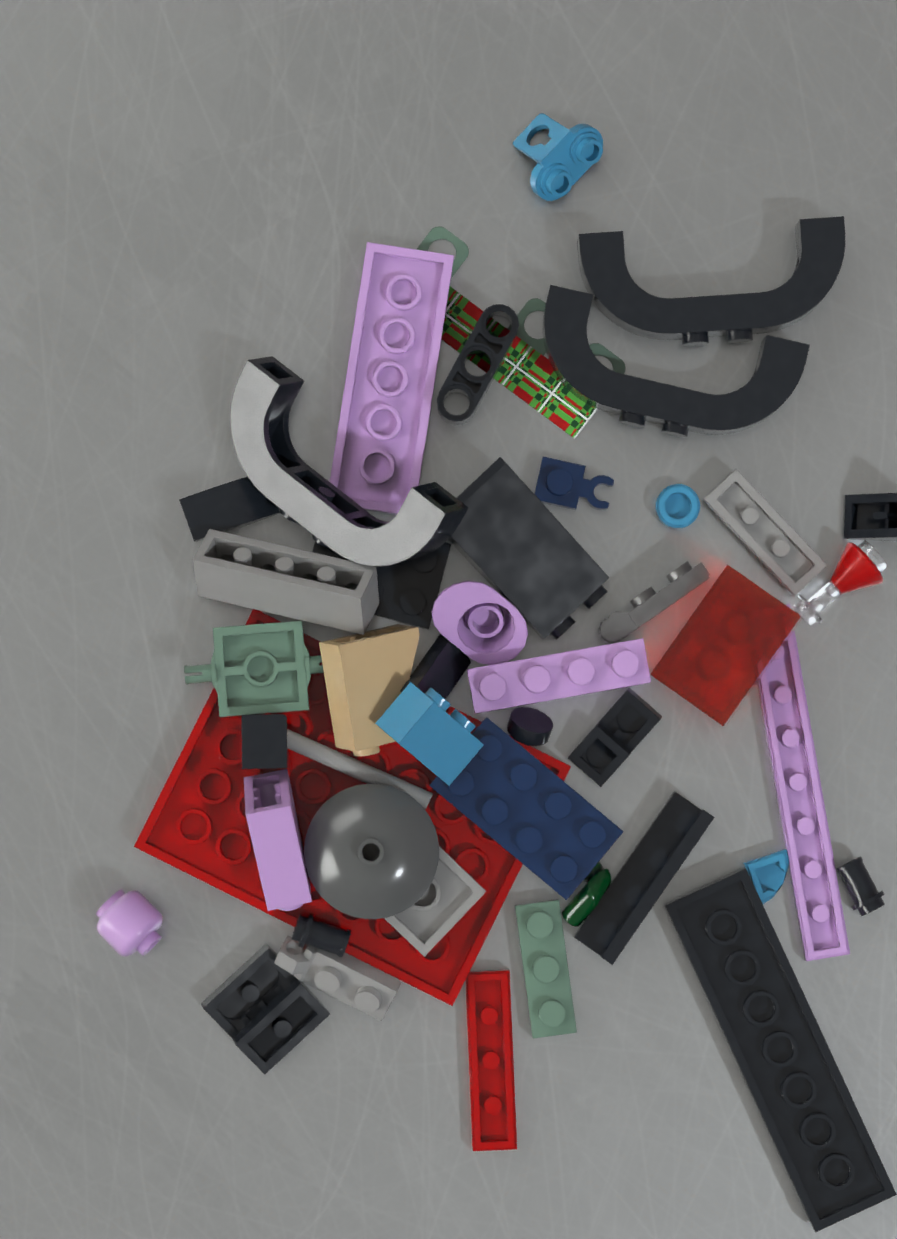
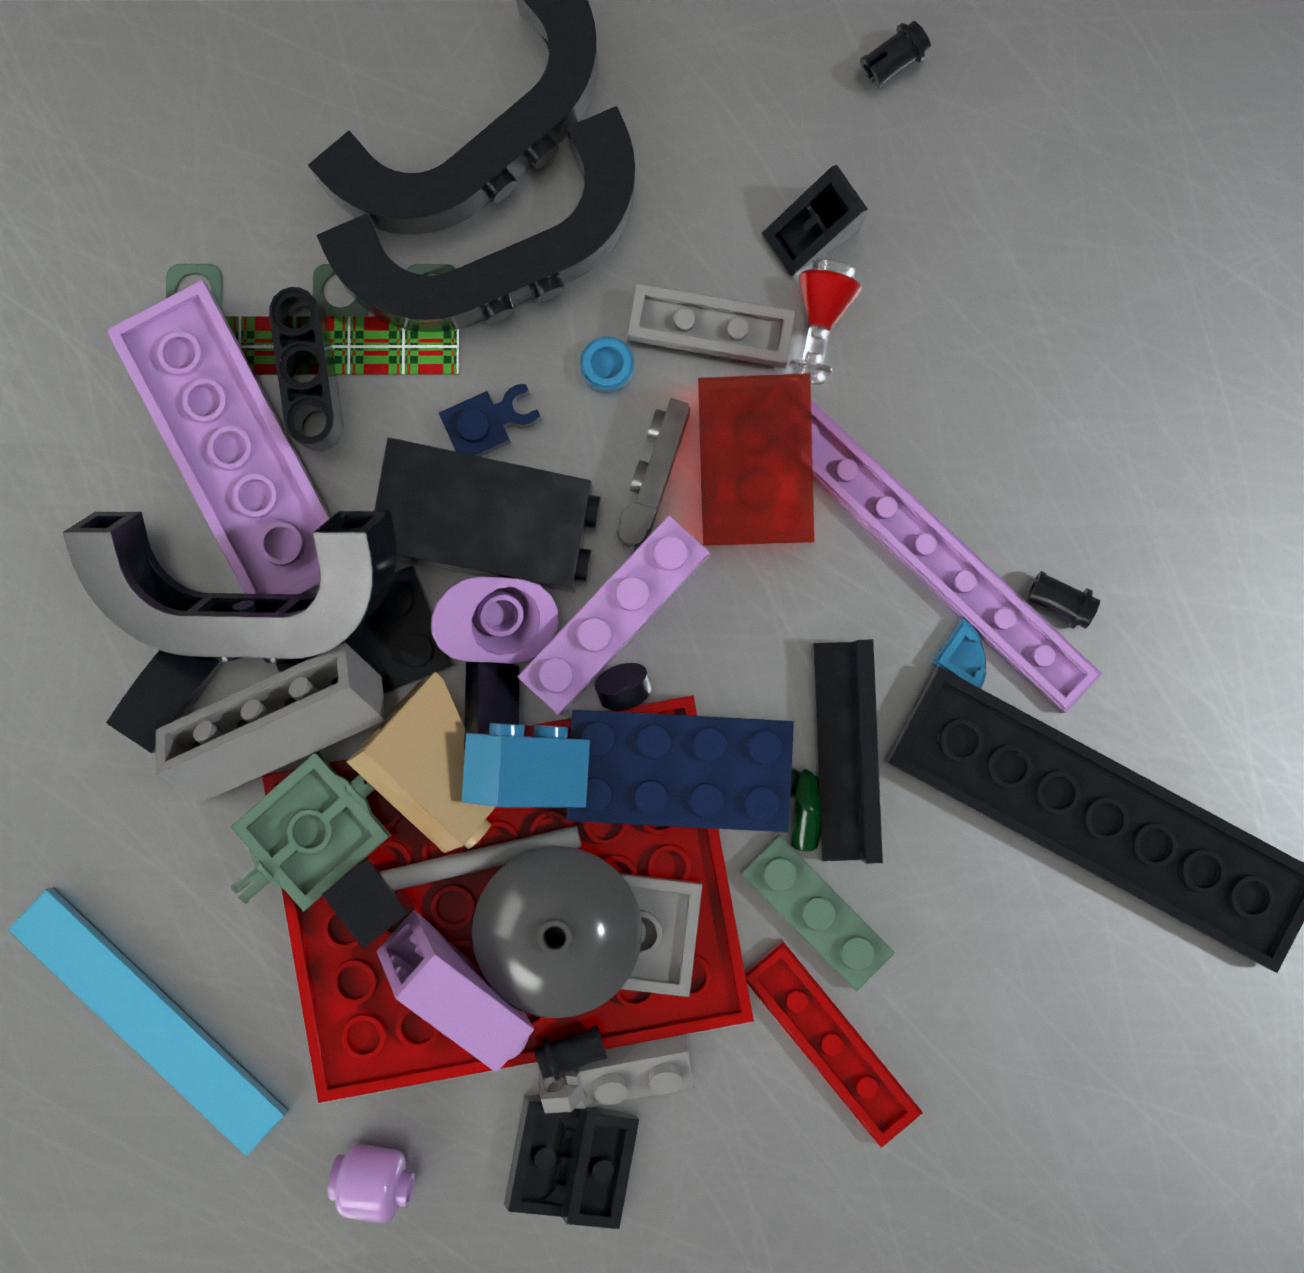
camera: 40 degrees left, 0 degrees up
(60, 711) = (148, 1020): none -> medium azure tile
(562, 158) = (239, 107): dark azure bracket -> none
(615, 737) = (714, 634): black slope -> none

